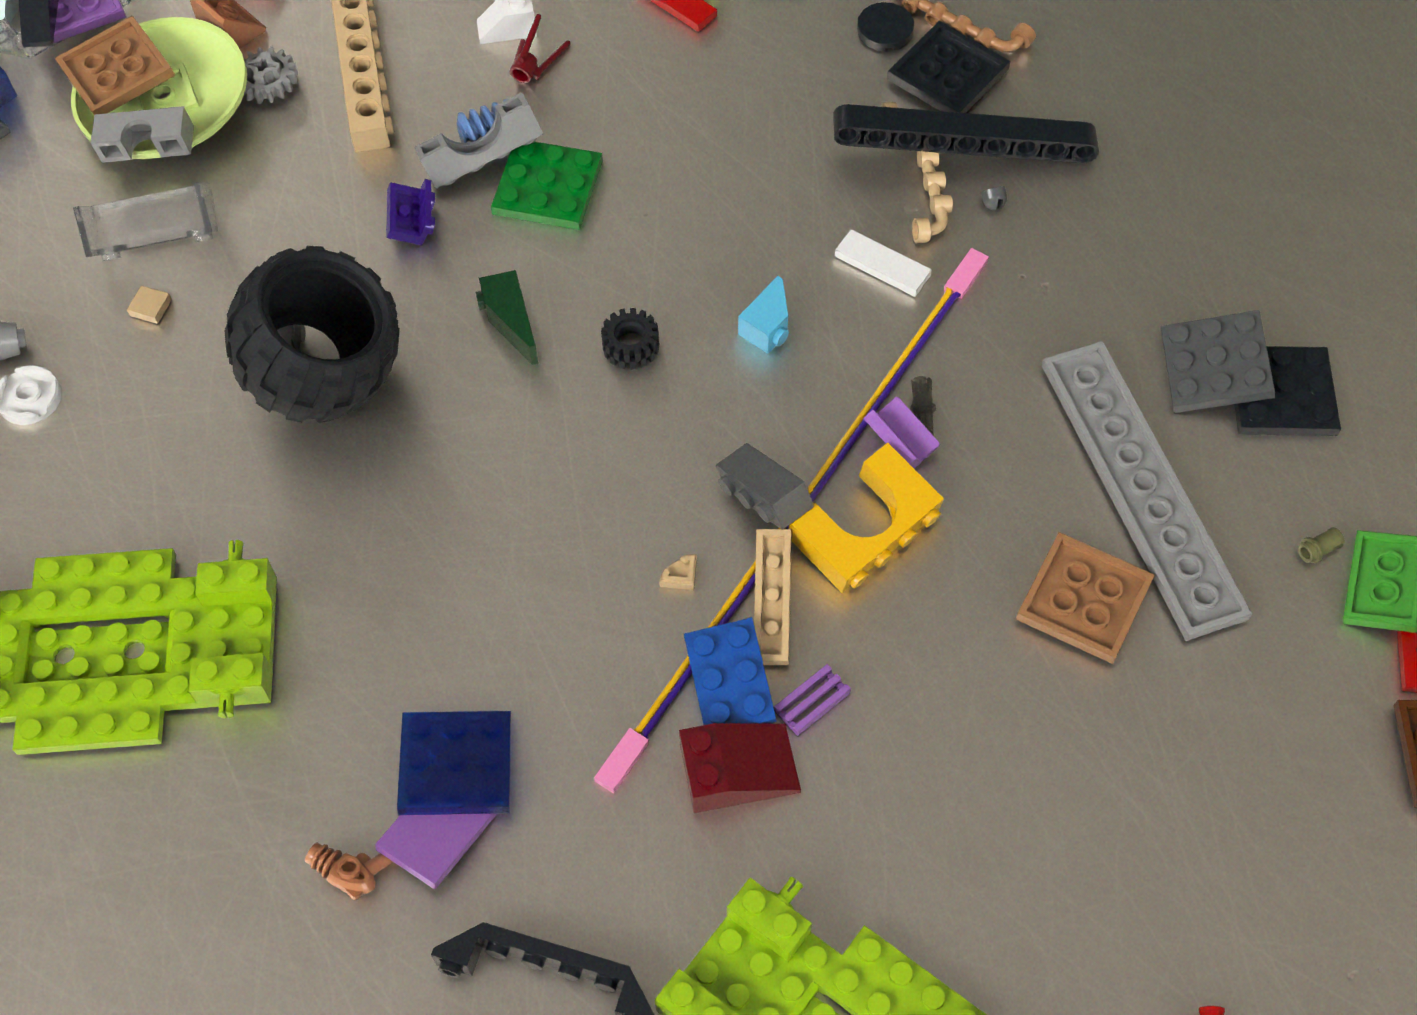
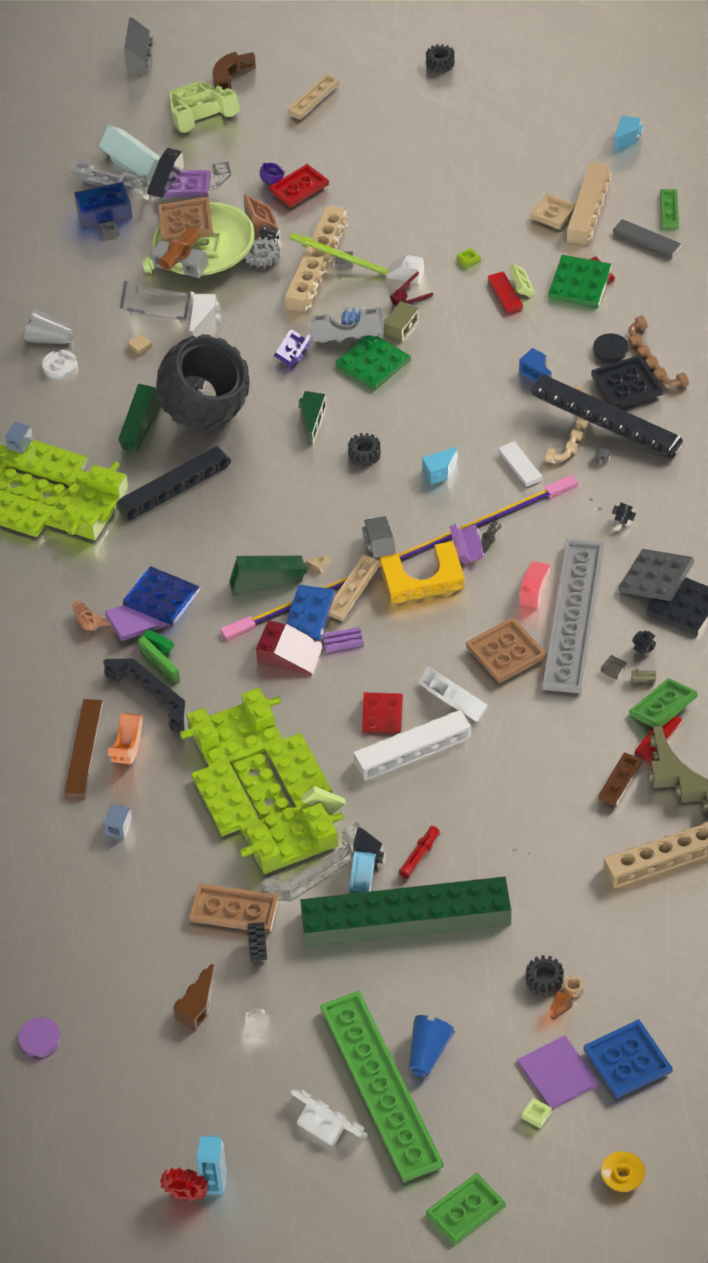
camera: 30 degrees right, 10 degrees down
(30, 568) = (19, 437): none -> sand blue brick
(90, 163) = (148, 265): none -> yellowish green plate
(137, 117) = (179, 248): none -> dark orange piece
(225, 439) = (139, 417): none -> dark green slope
(239, 219) = (204, 315): none -> white slope
(269, 37) = (275, 234): none -> black bush
(335, 31) = (306, 241): none -> lime bar
(349, 535) = (173, 483): none -> black beam
(400, 39) = (341, 263): none -> dark grey tile
(501, 861) = (162, 643): none -> green beam
(526, 897) = (159, 660): none -> bright green tile
(553, 102) = (401, 321): none -> olive brick
(611, 635) = (265, 572): none -> dark green slope
(803, 99) = (534, 365): none -> blue arch
(970, 810) = (382, 712): none -> red bracket
(1047, 458) = (534, 584): none -> coral slope
(1061, 856) = (412, 745): none -> white brick
(1063, 723) = (453, 694): none -> white slope
(1096, 279) = (623, 513): none -> black gear
(1263, 549) = (614, 667): none -> clear smoke tile
(1283, 485) = (644, 642): none -> black gear

